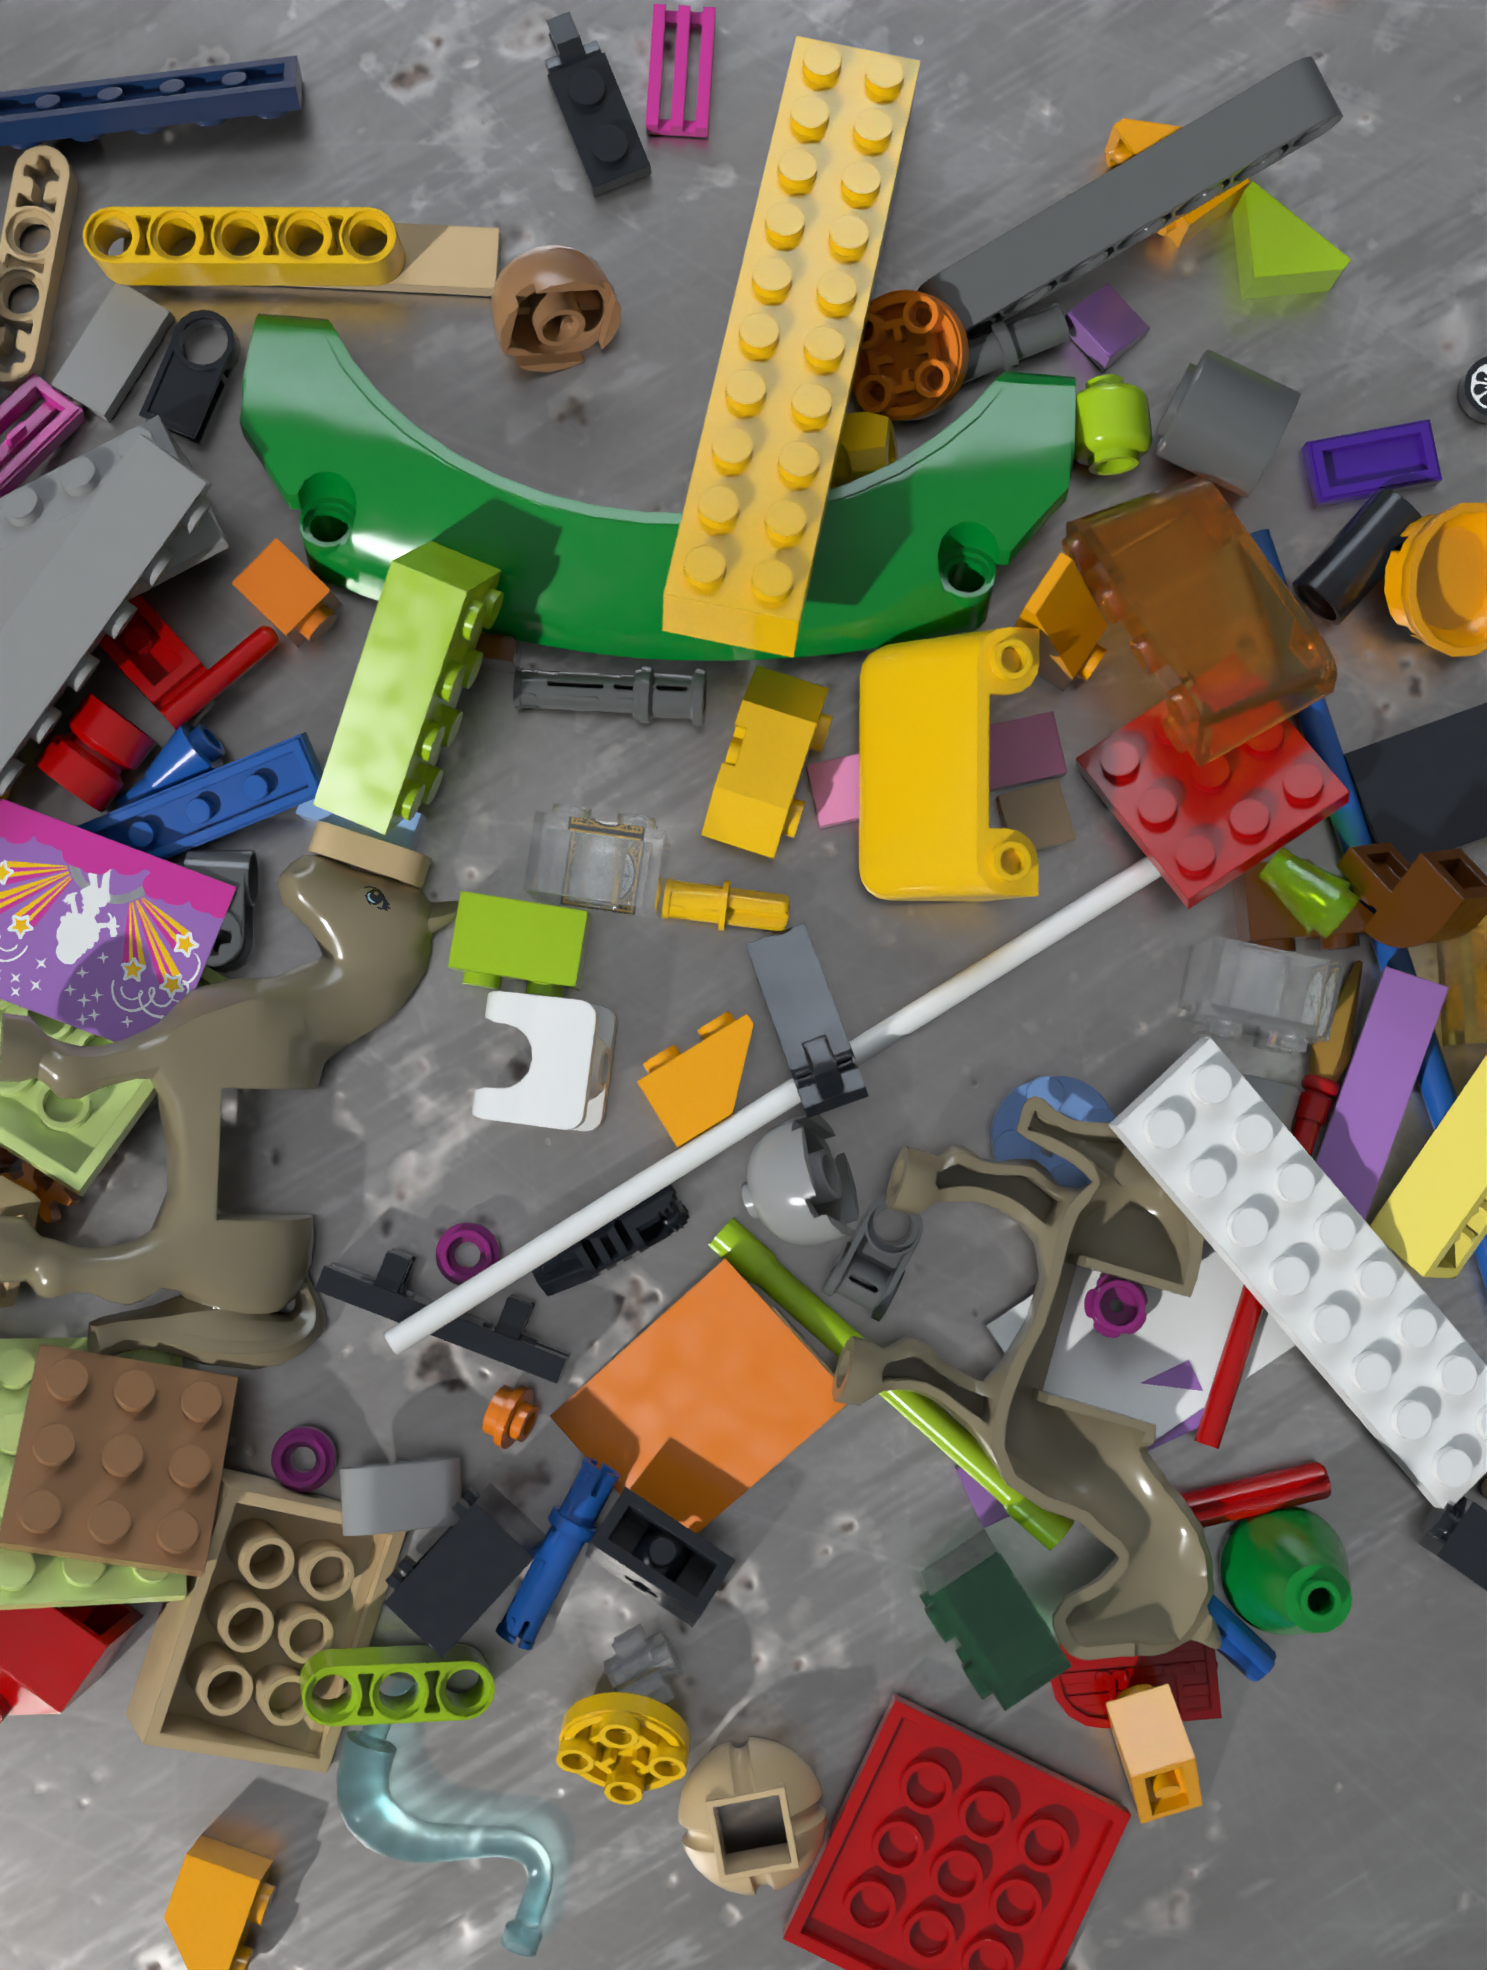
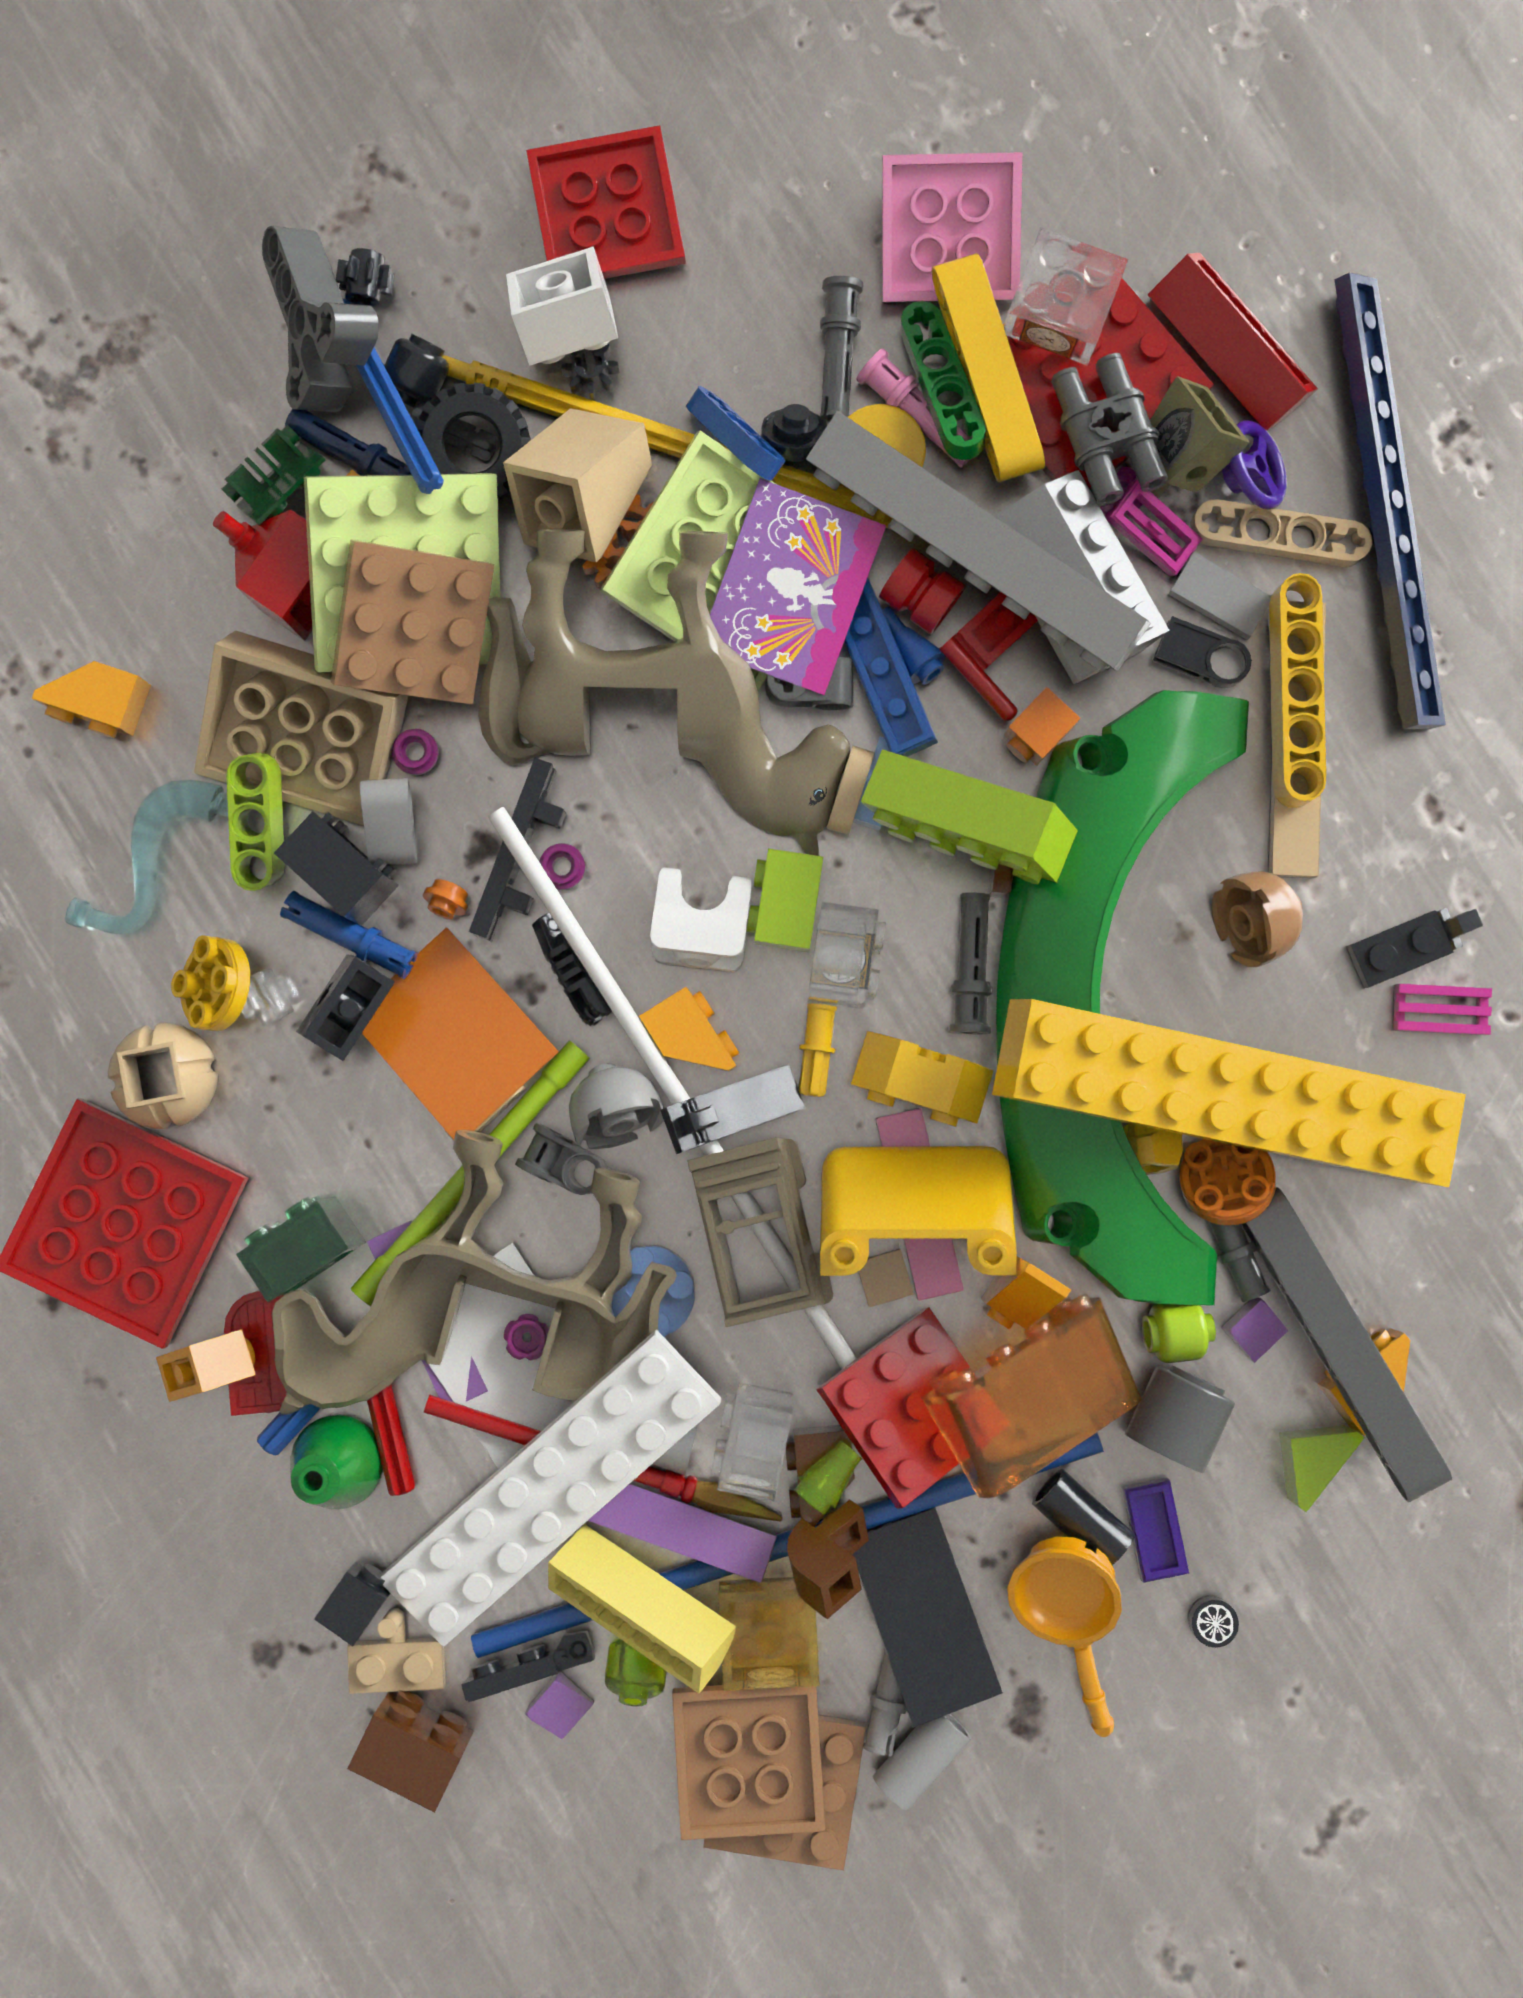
camera: 85 degrees right, 0 degrees up
(891, 1001) = (744, 1170): none -> dark tan piece

